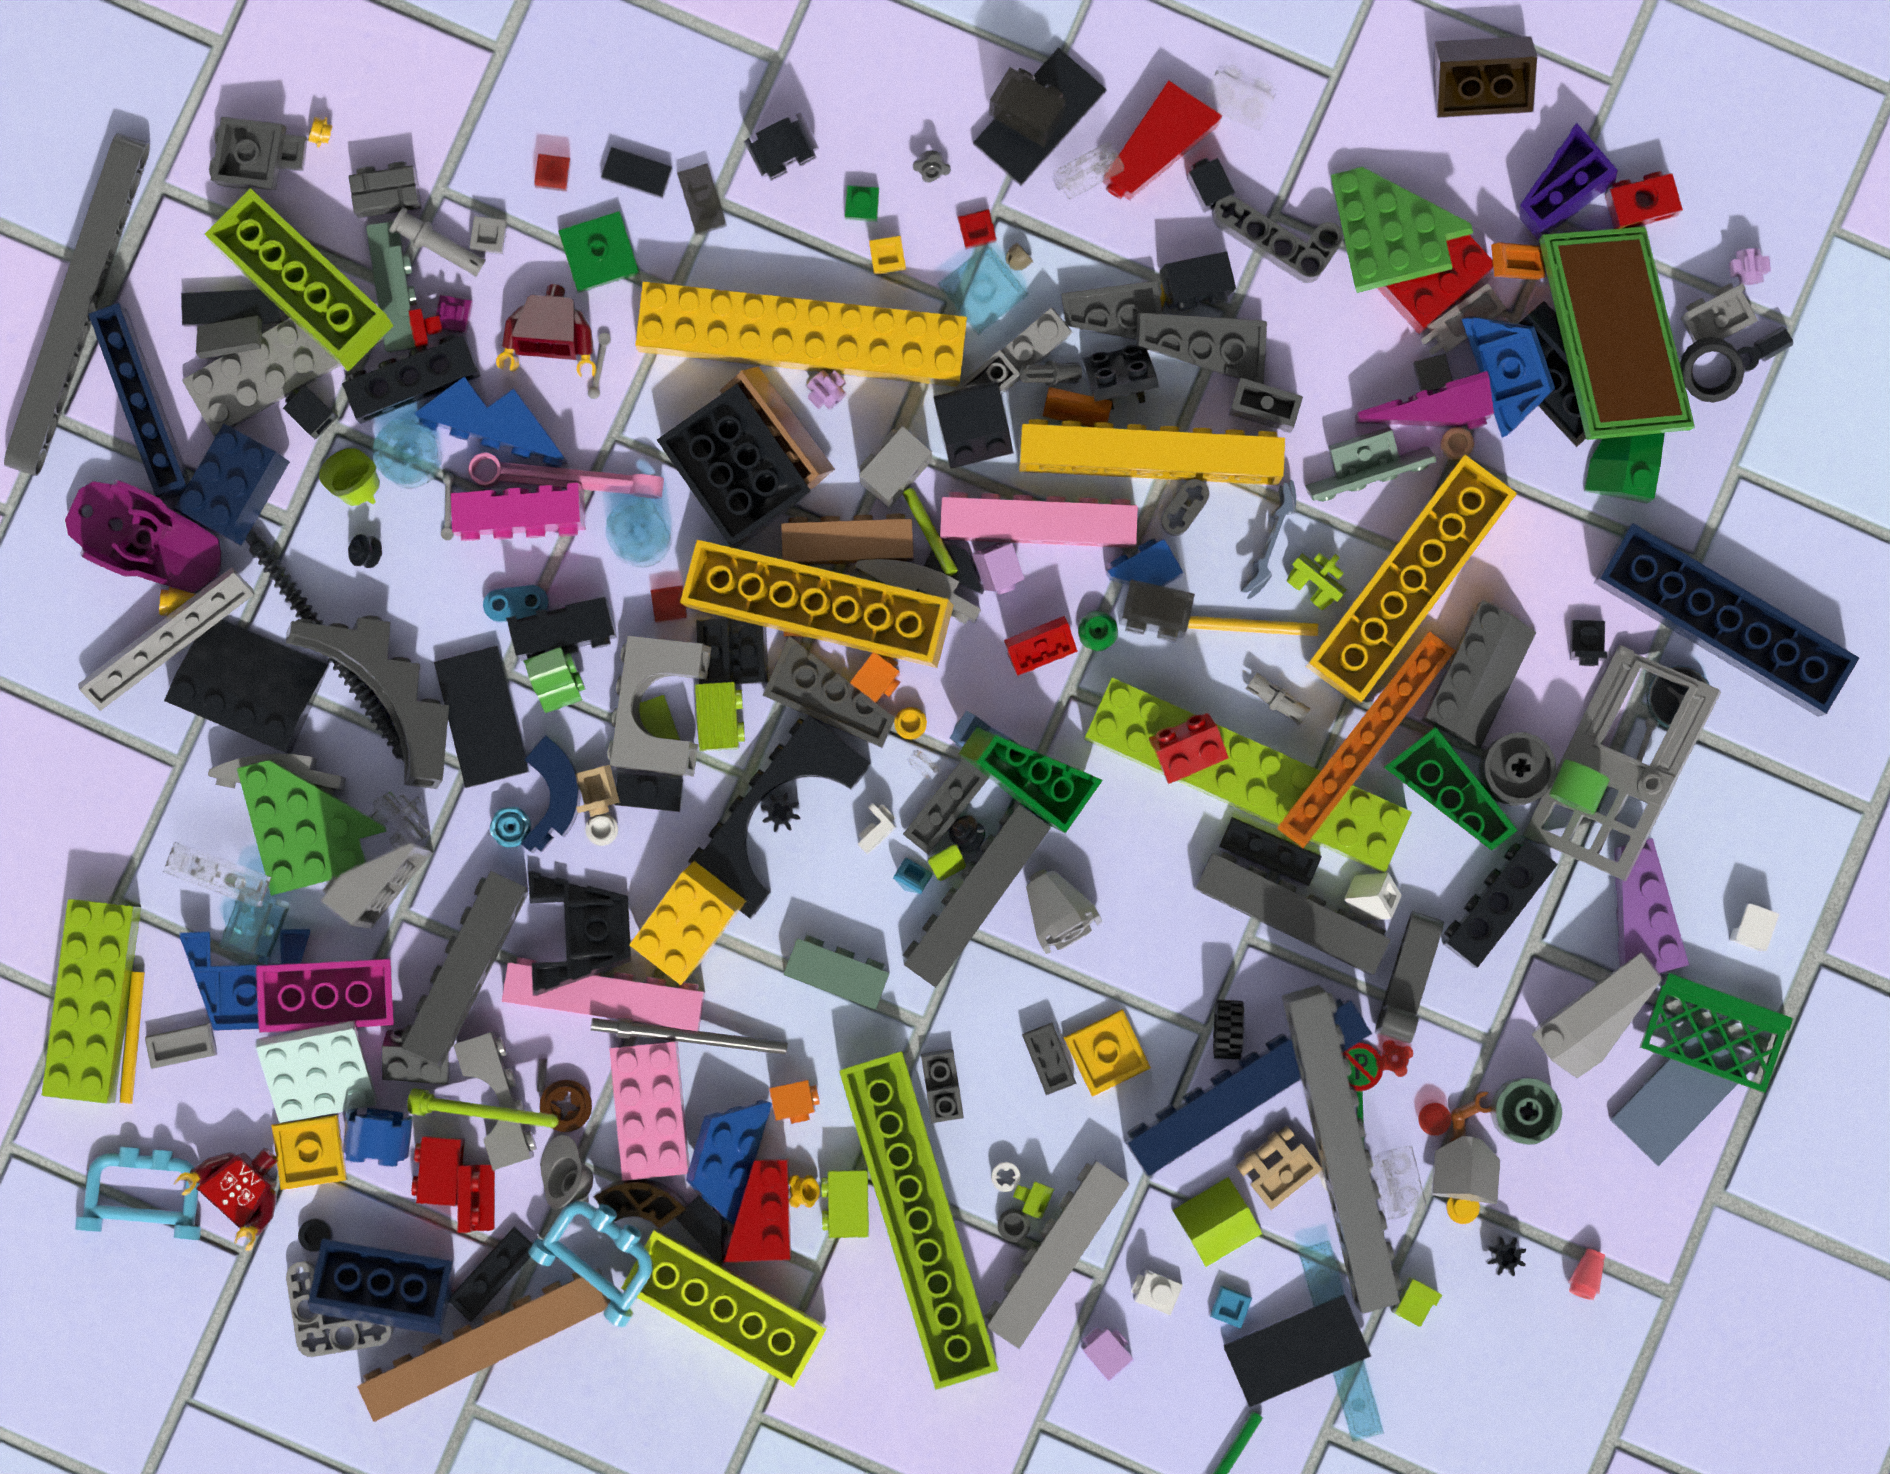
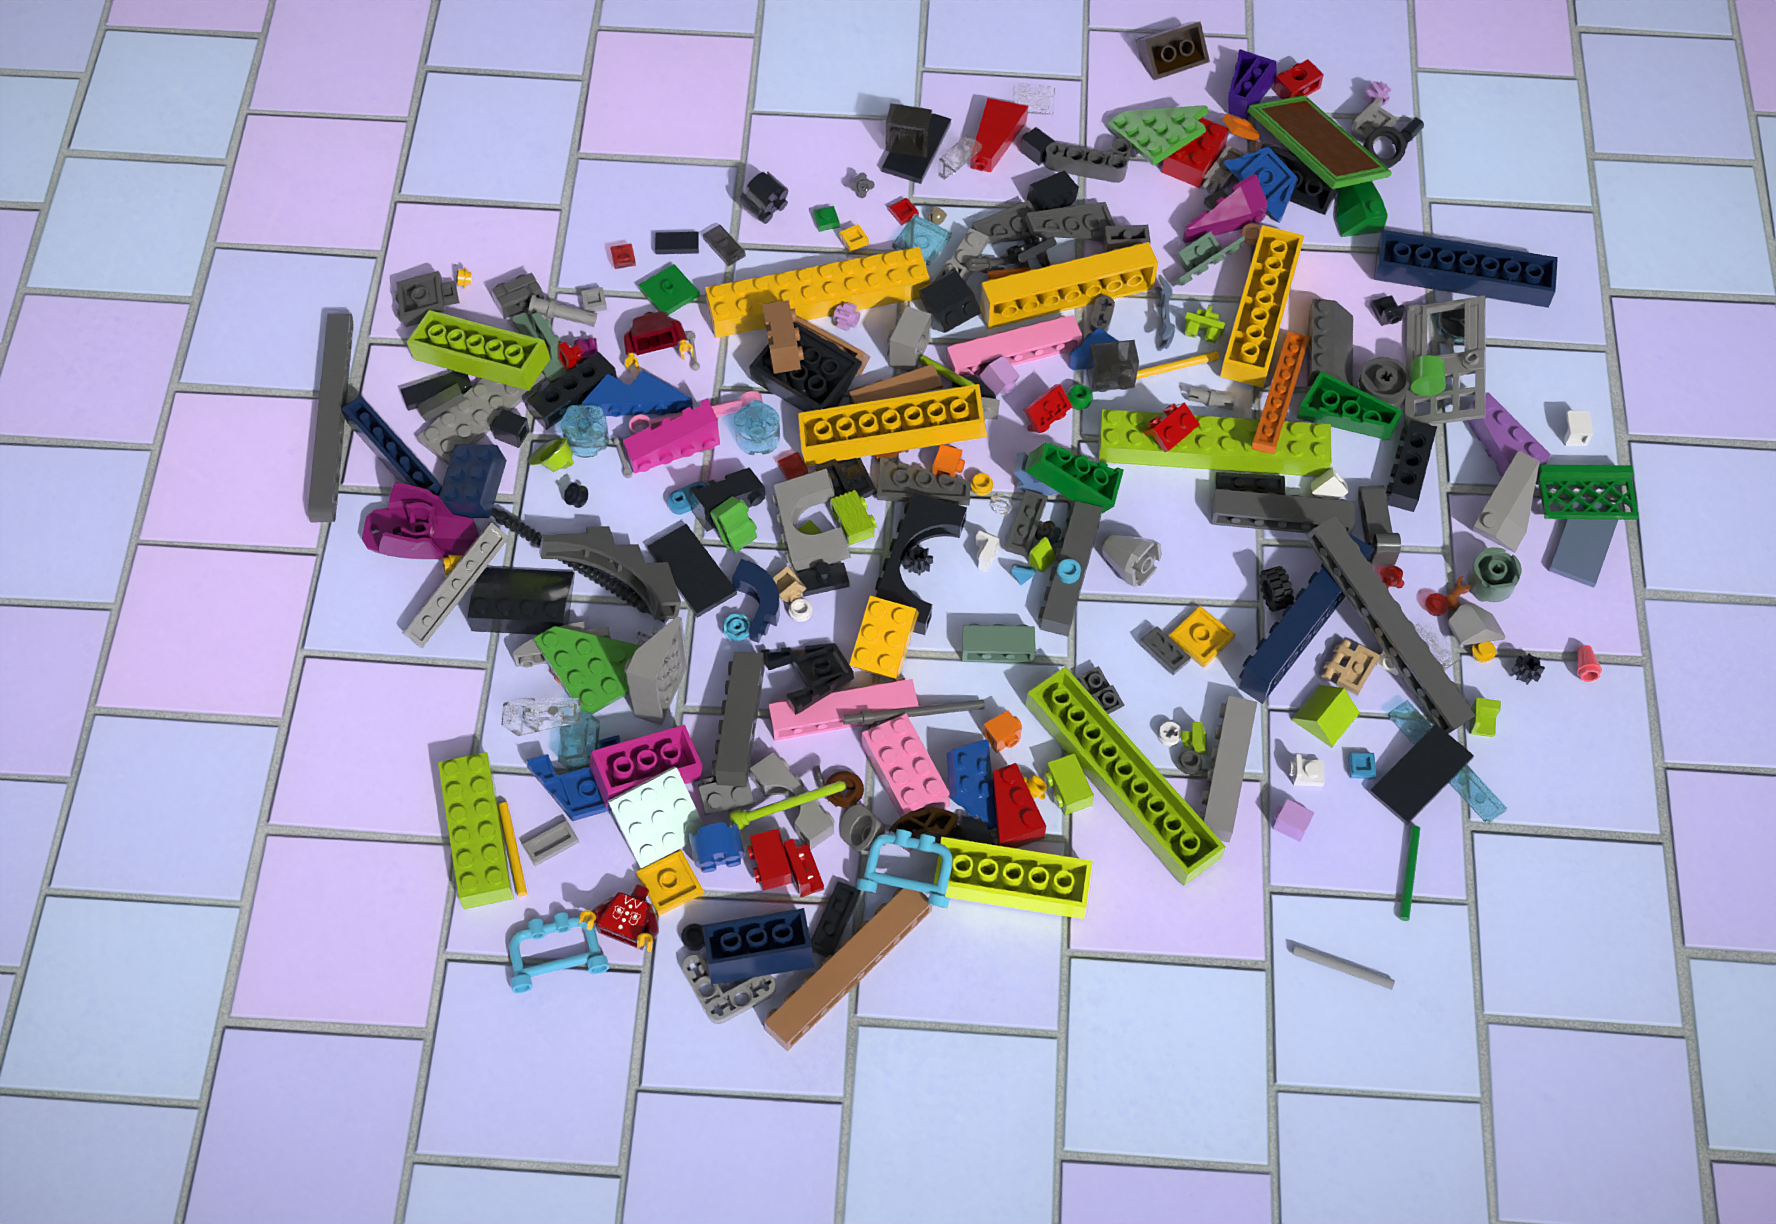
camera: 20 degrees left, 25 degrees down
(712, 418) = (782, 336): none -> medium nougat wedge
(964, 910) = (1068, 571): none -> medium azure tile

